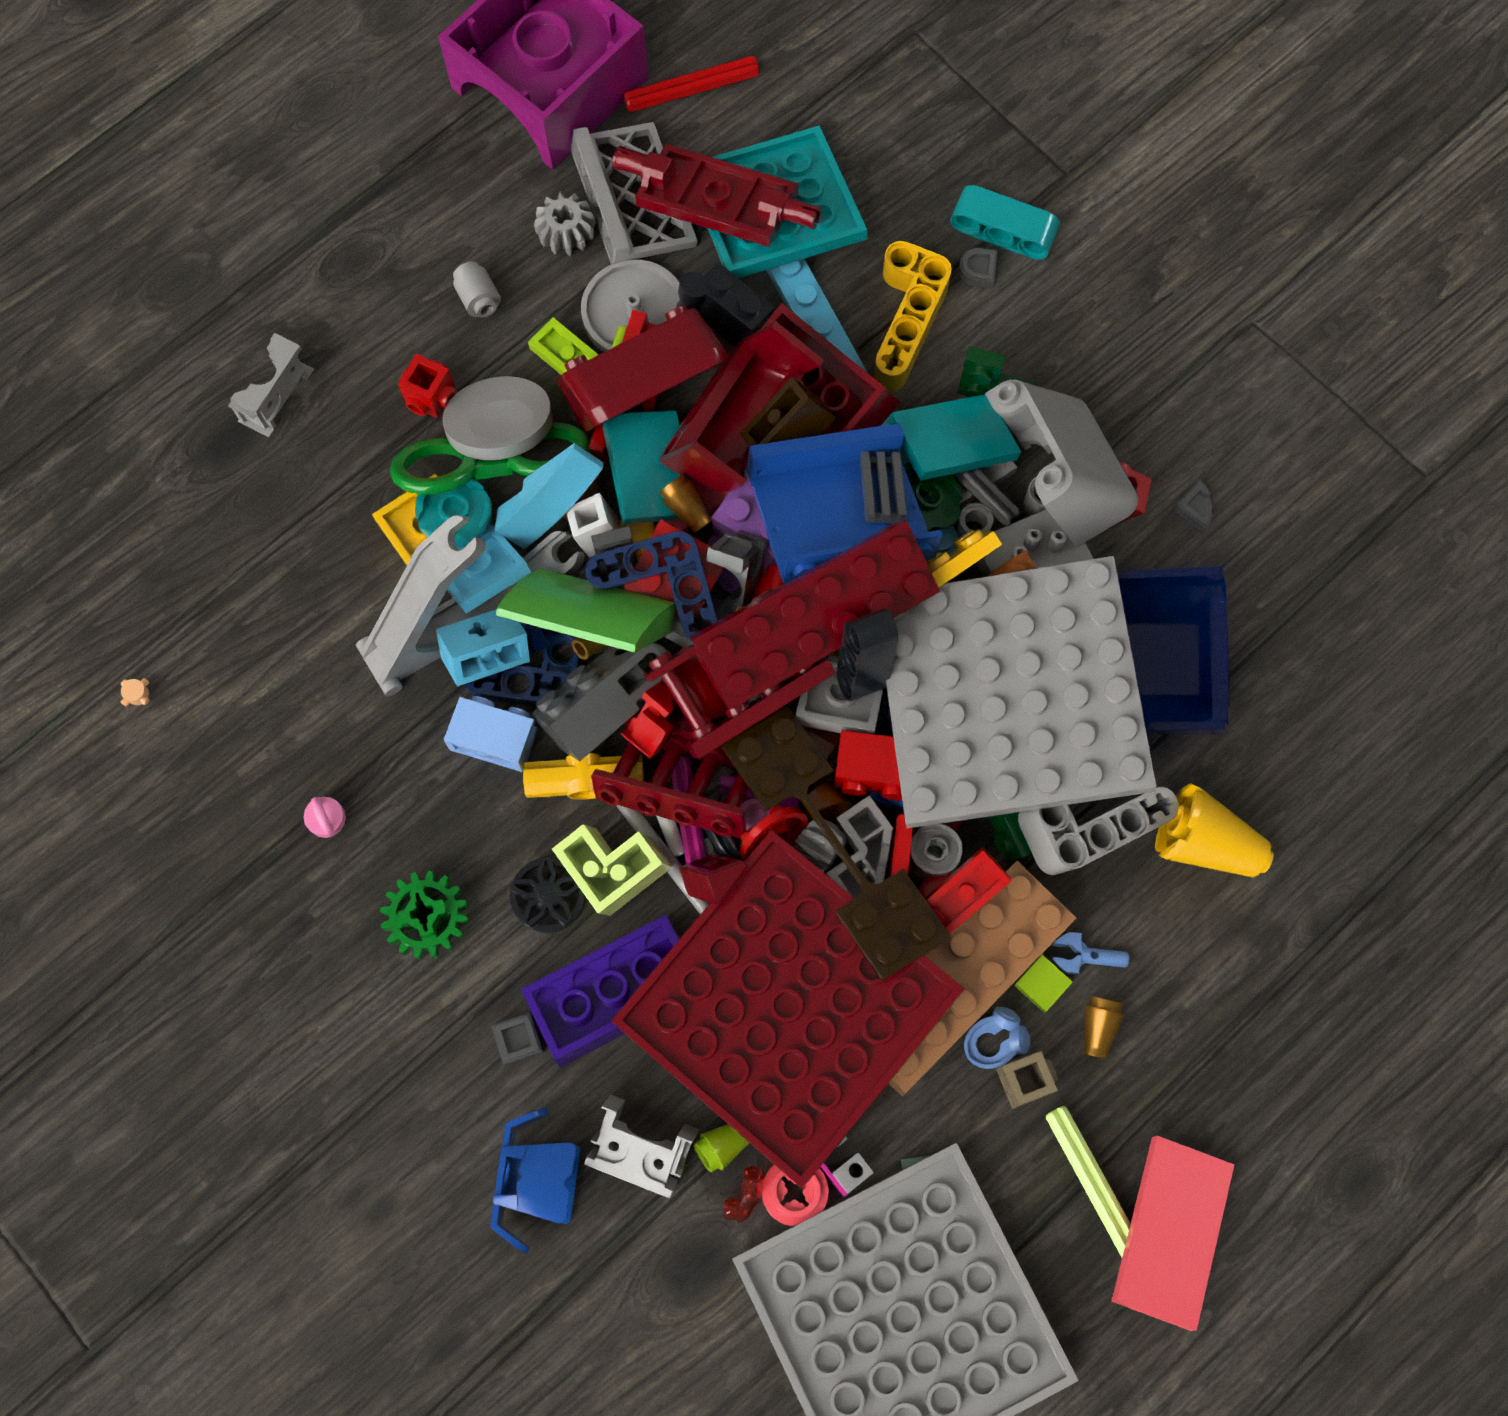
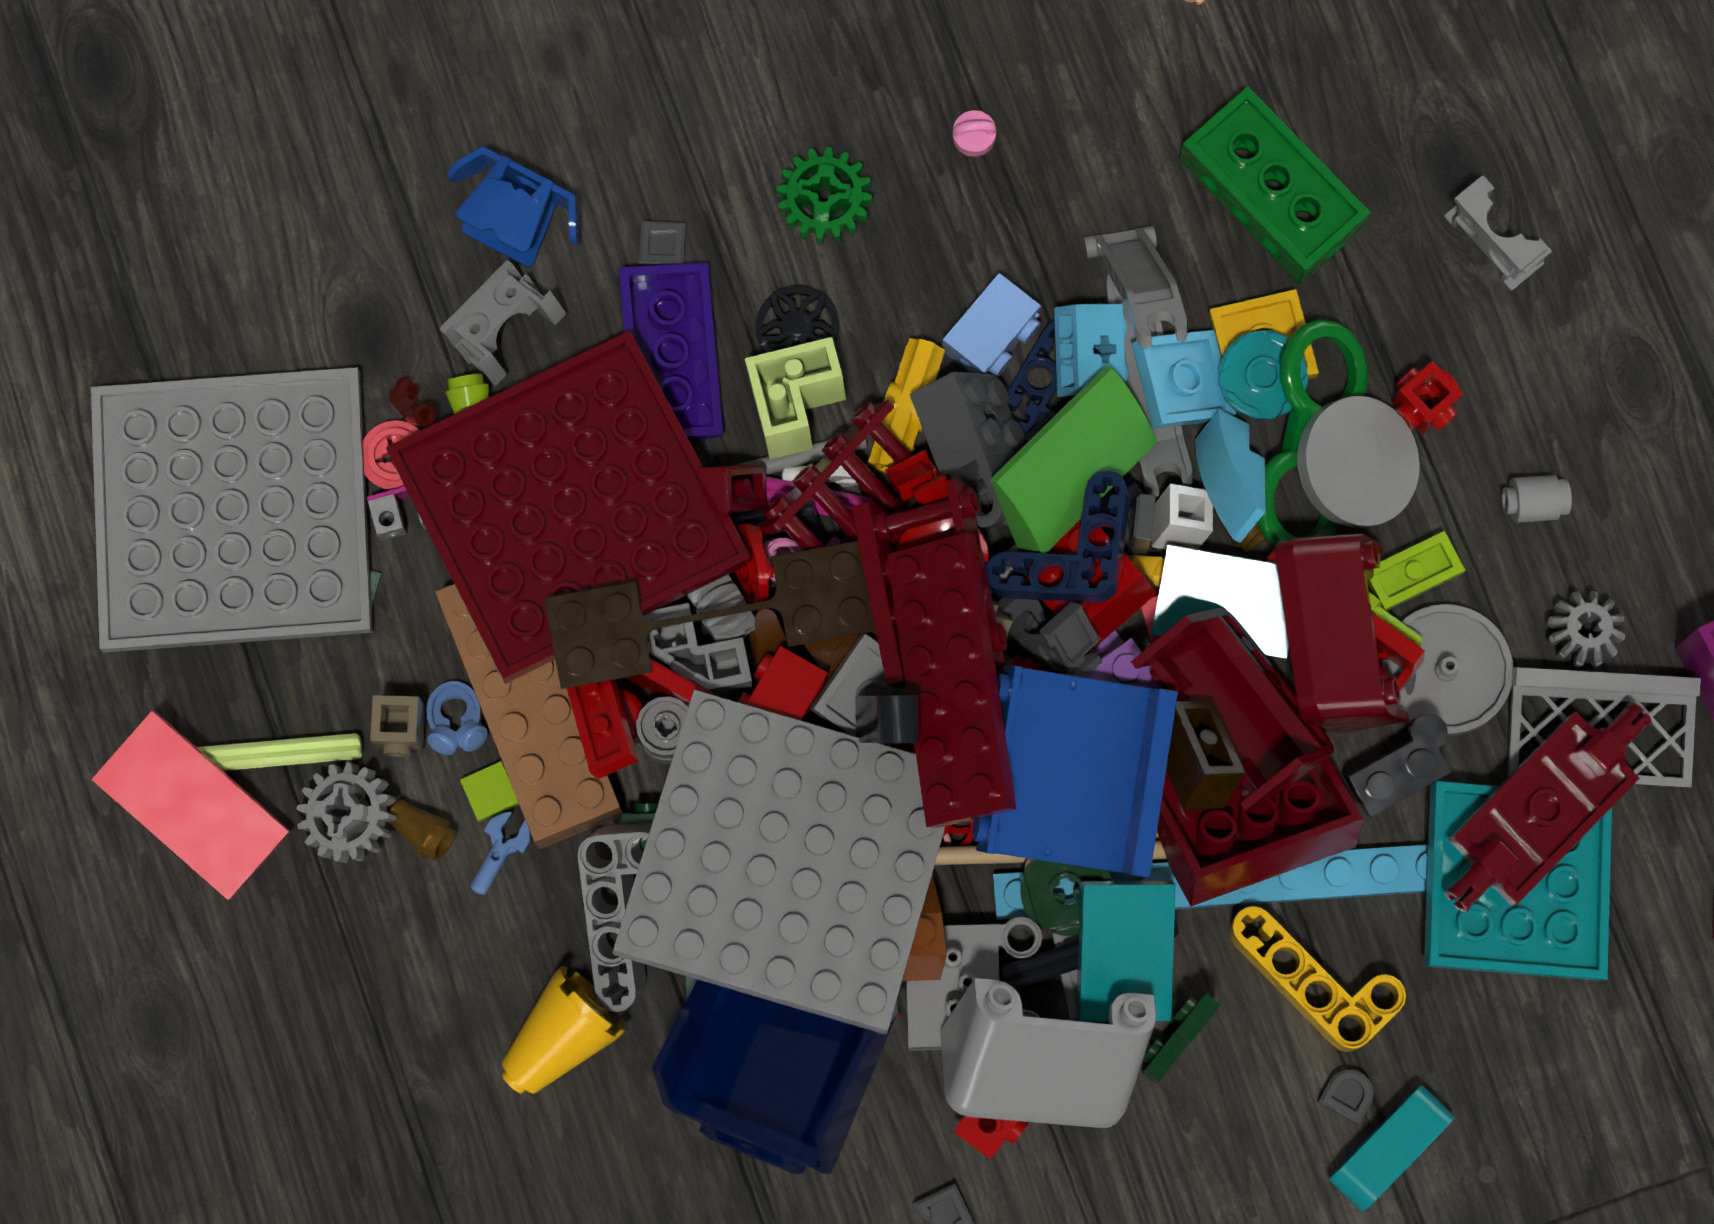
camera: 115 degrees right, 5 degrees up
(276, 539) = (1280, 158): none -> green brick
(685, 502) = (1158, 616): pearl gold cone -> none
(881, 463) = (1117, 841): dark grey tile -> none
(969, 550) = (969, 881): yellow plate -> none
(1136, 1089) = (346, 830): none -> light grey gear

